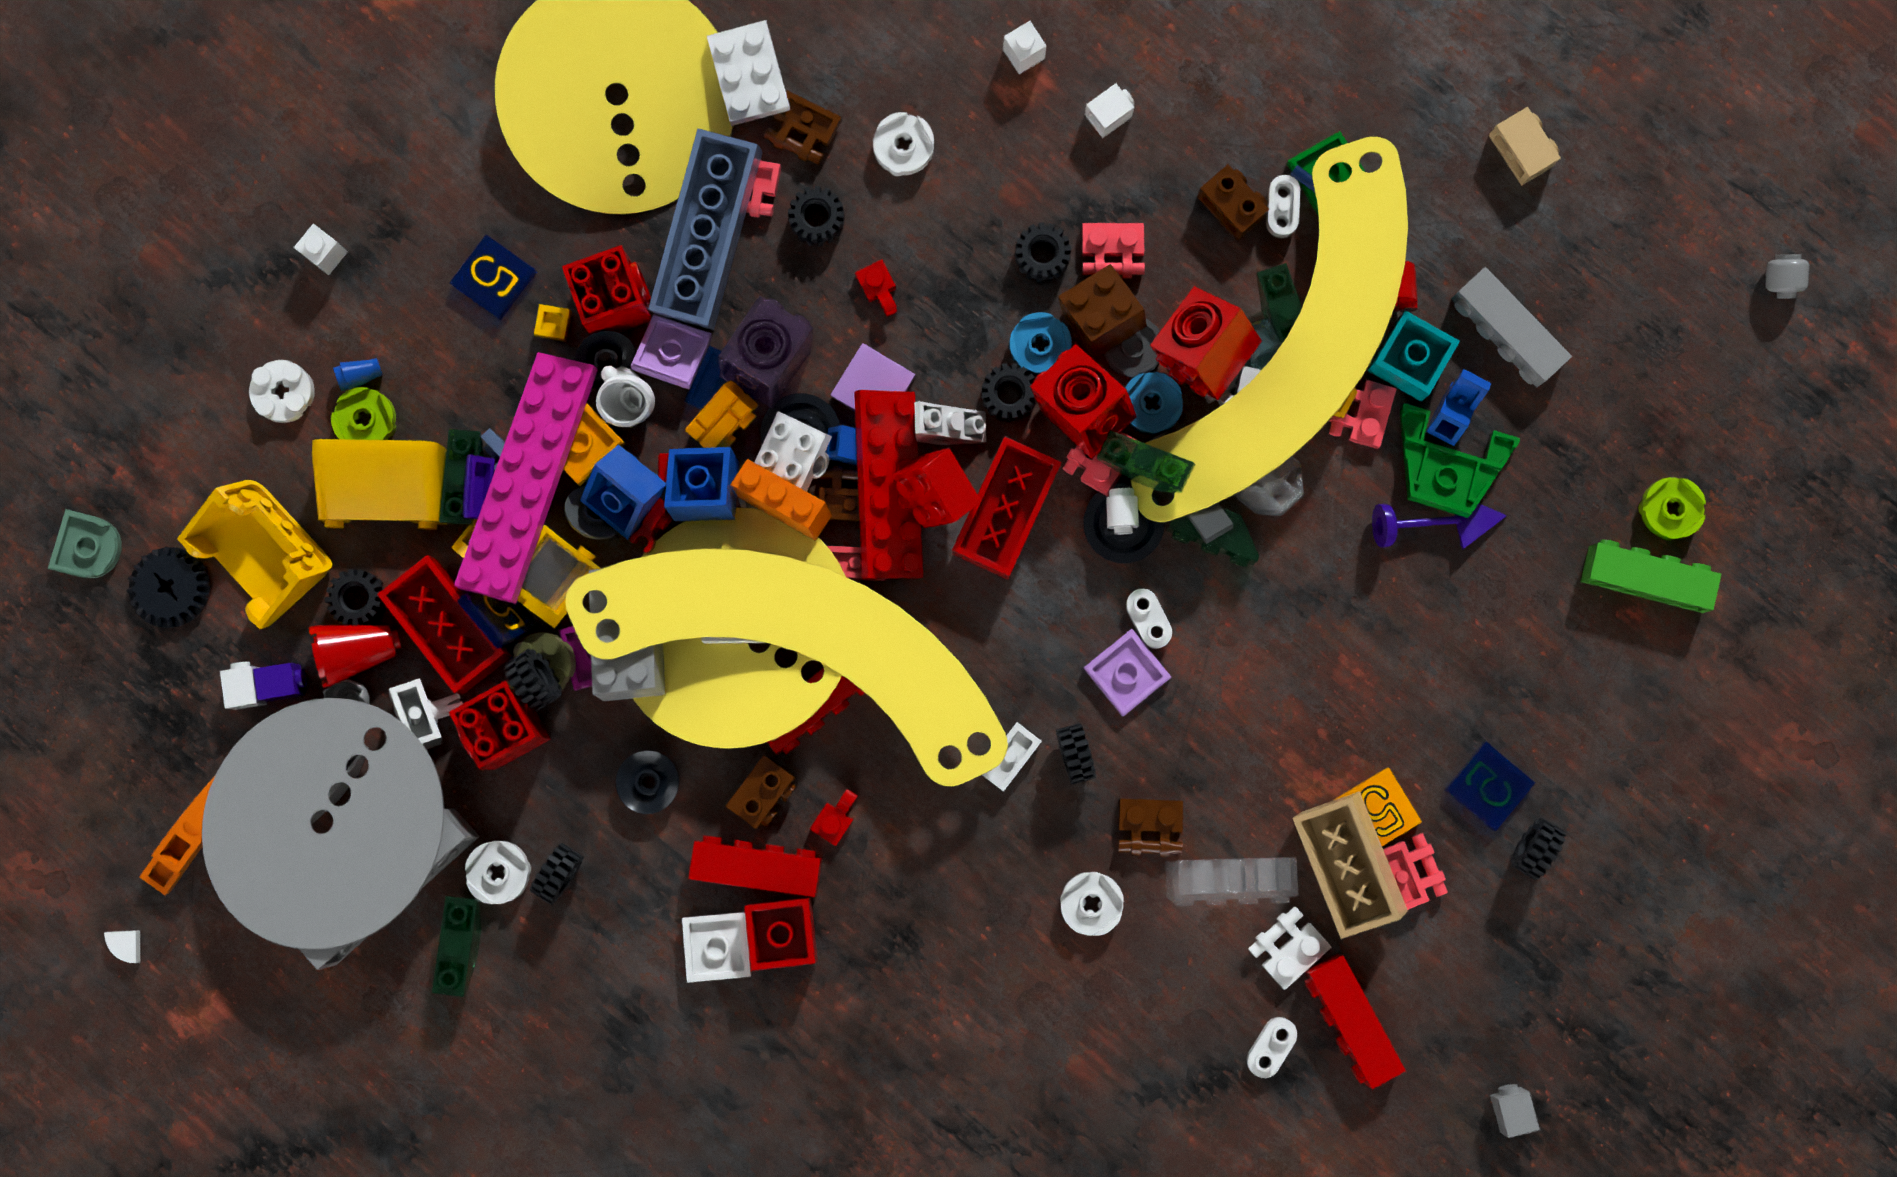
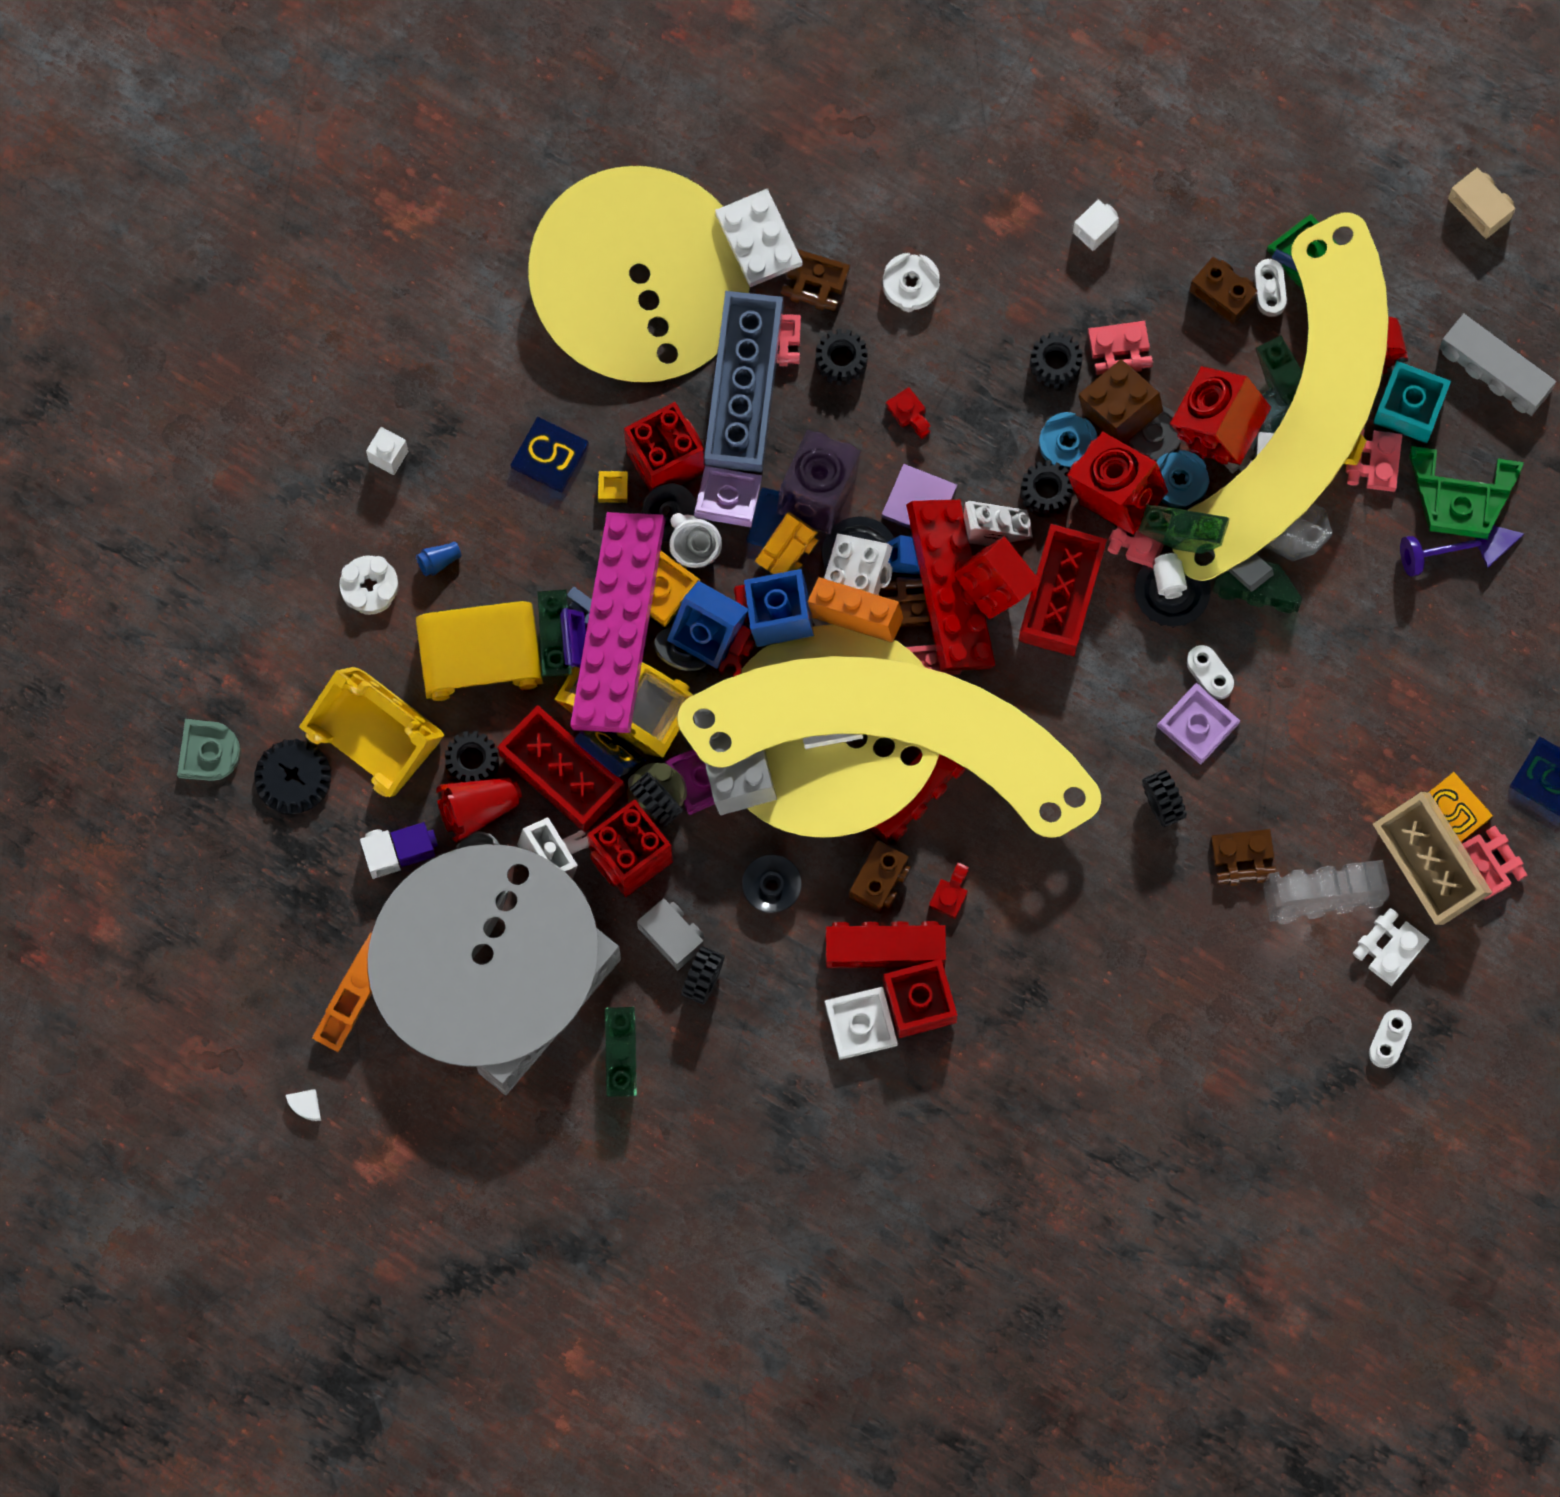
camera: 10 degrees left, 10 degrees down
(360, 399) = (455, 582): lime plate -> none
(479, 874) = (640, 970): white plate -> none
(533, 819) = (671, 933): none -> light grey brick
(1020, 748) = (1100, 825): white plate -> none
(1024, 47) = (1008, 180): white brick -> none
(1109, 907) = (1201, 950): white plate -> none
(1354, 1021) = (1461, 1001): red brick -> none
(1457, 407) = (1461, 441): blue brick -> none

